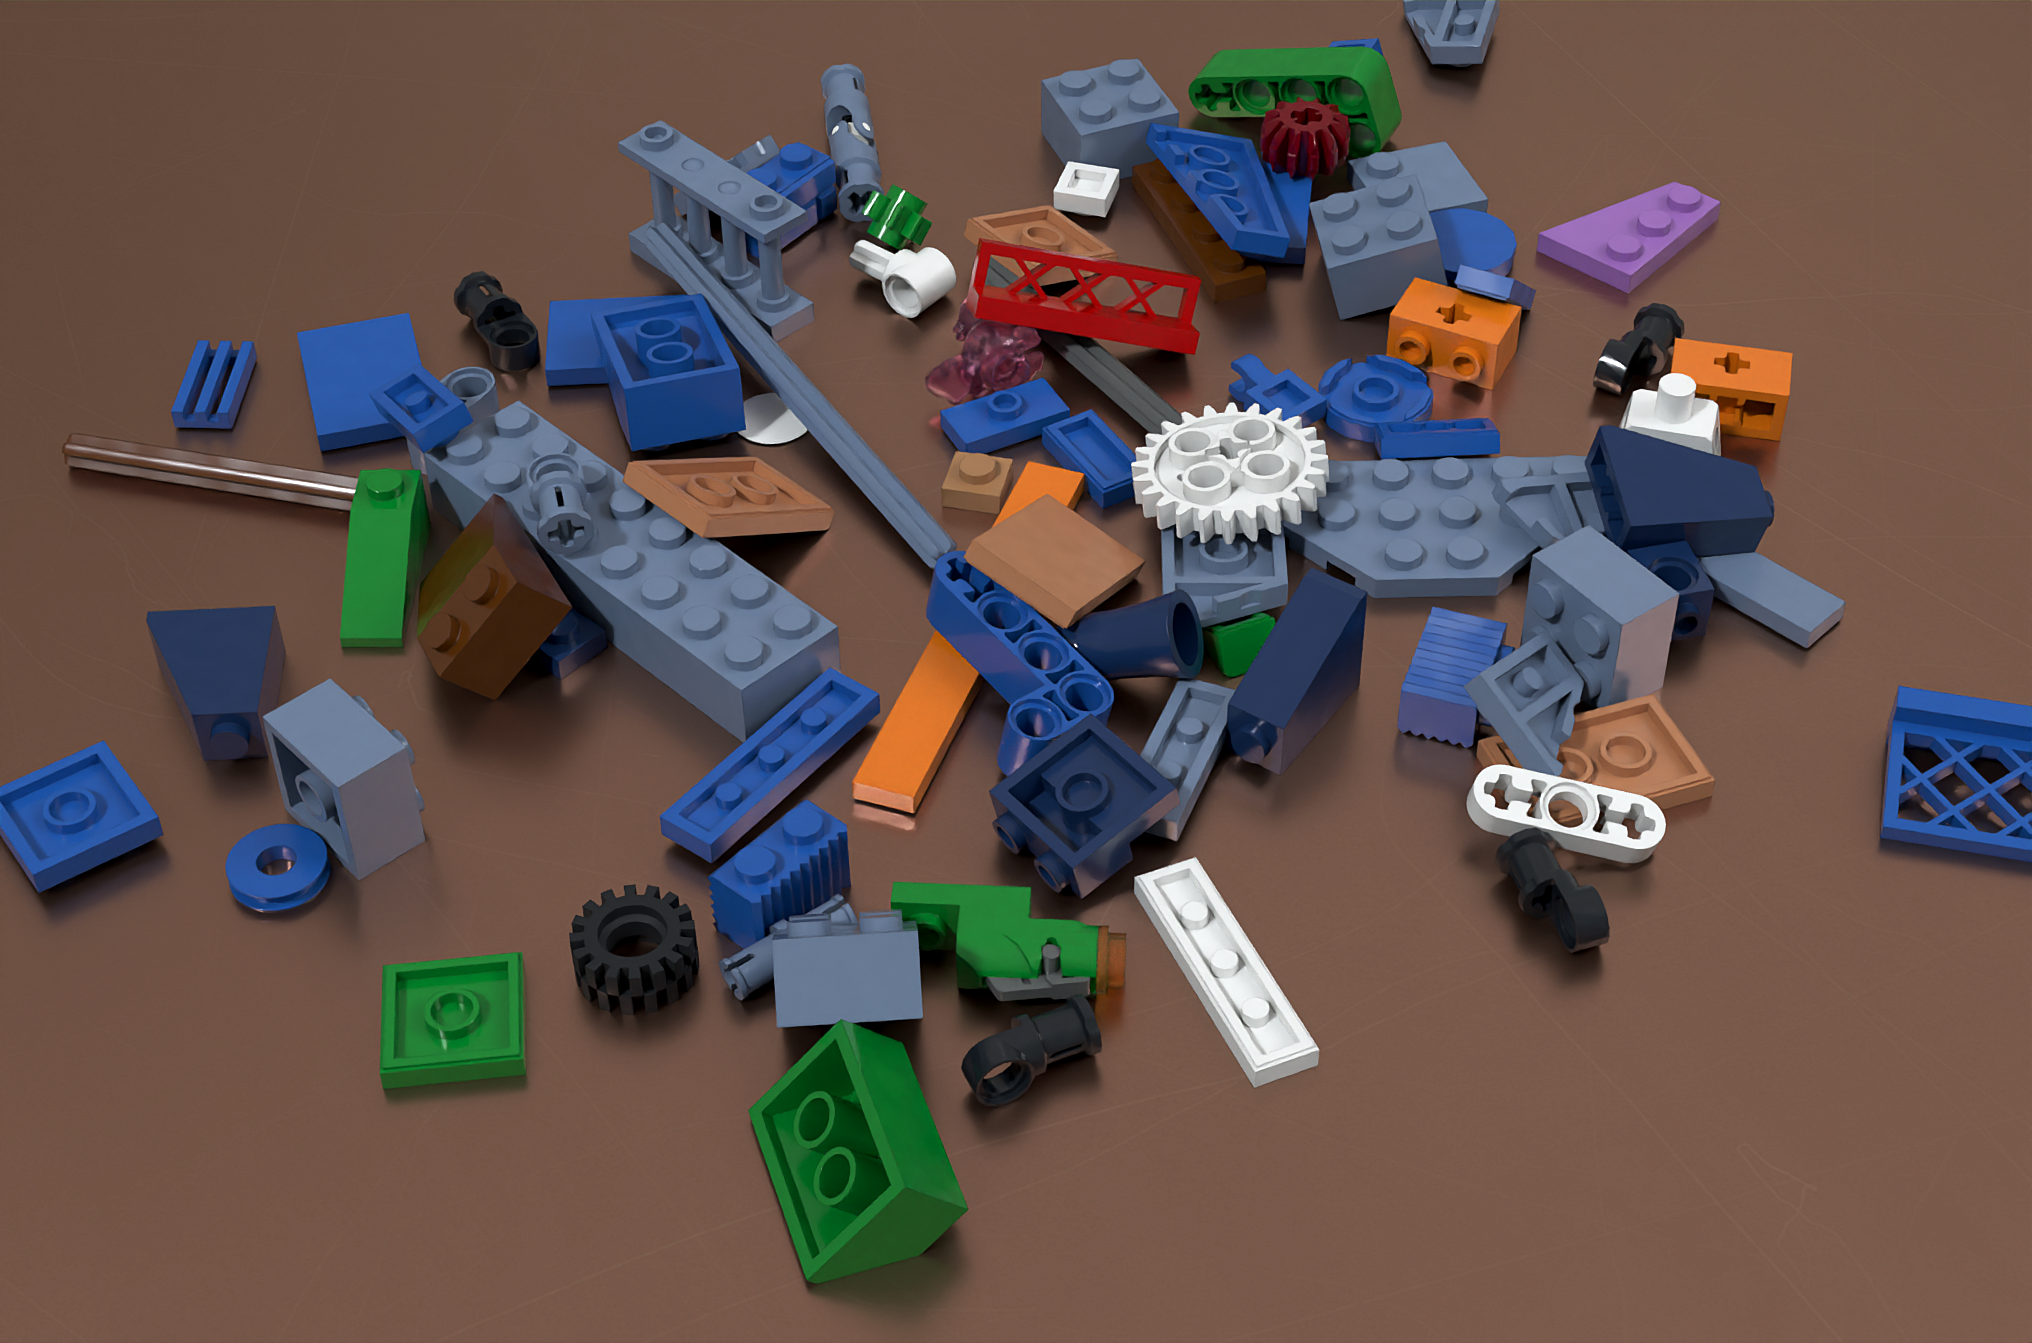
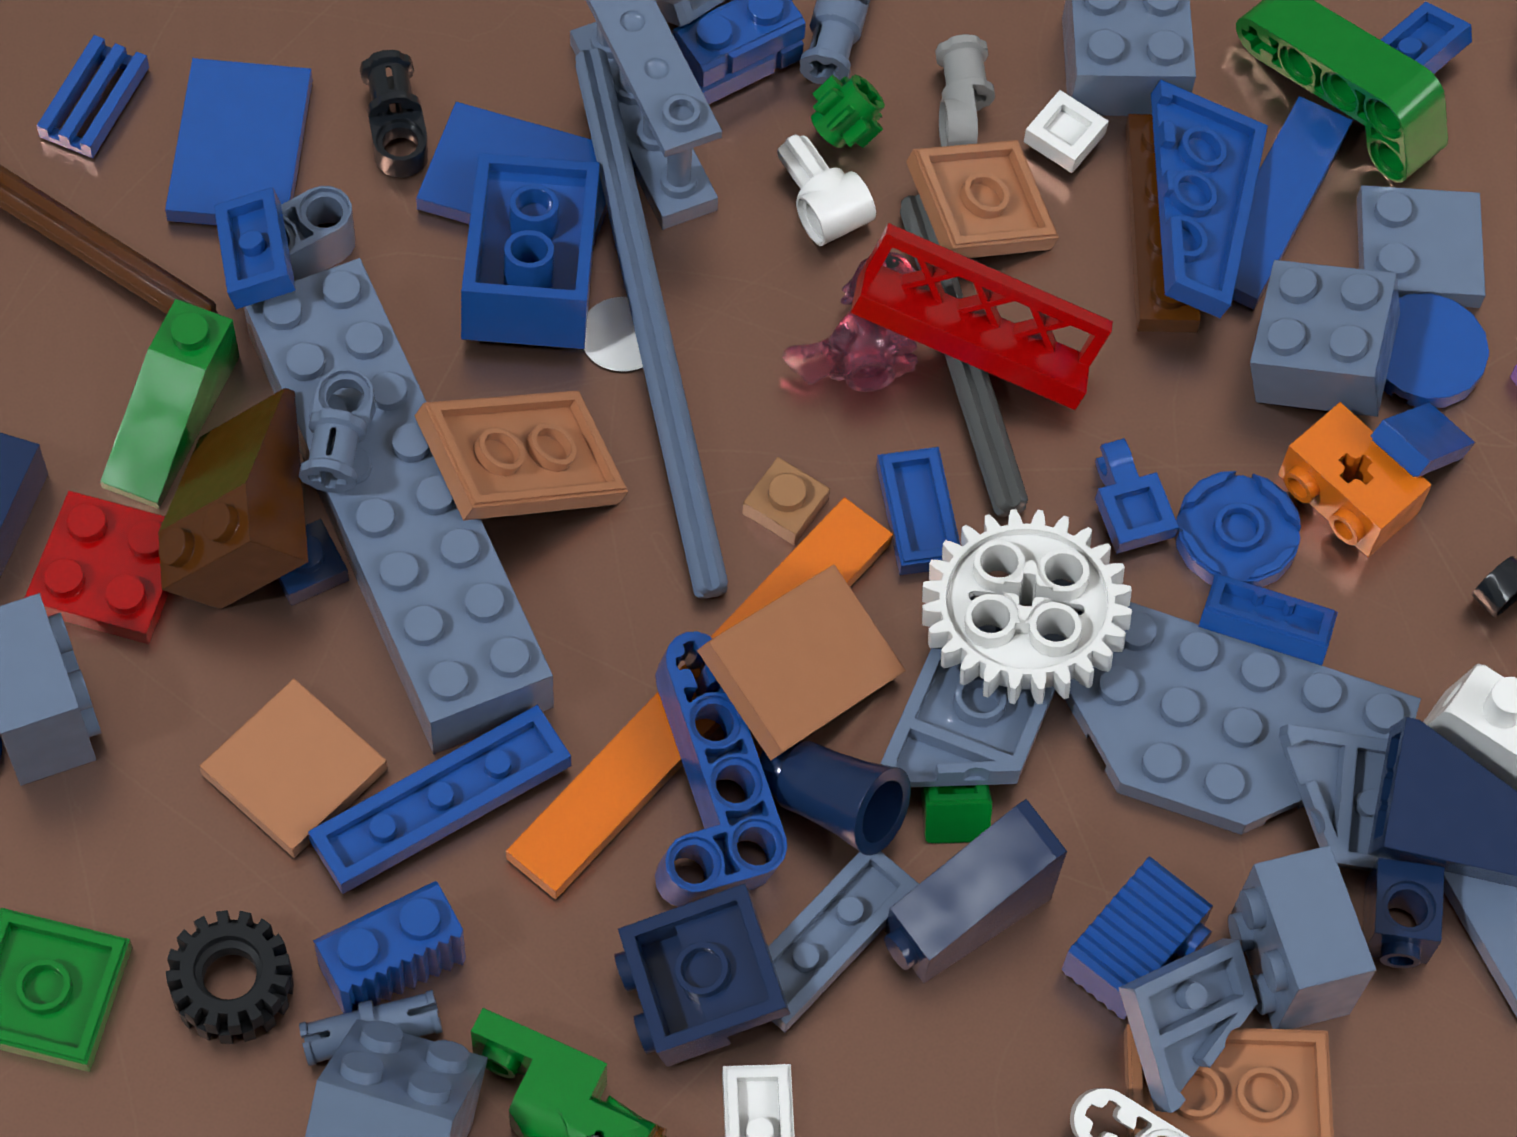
camera: 15 degrees right, 20 degrees up
(391, 679) = (103, 568): none -> red plate
(618, 785) = (293, 767): none -> nougat tile
(988, 182) = (964, 90): none -> light grey connector
(1003, 417) = (849, 423): blue plate -> none
(1305, 138) = (1319, 153): dark red gear -> none

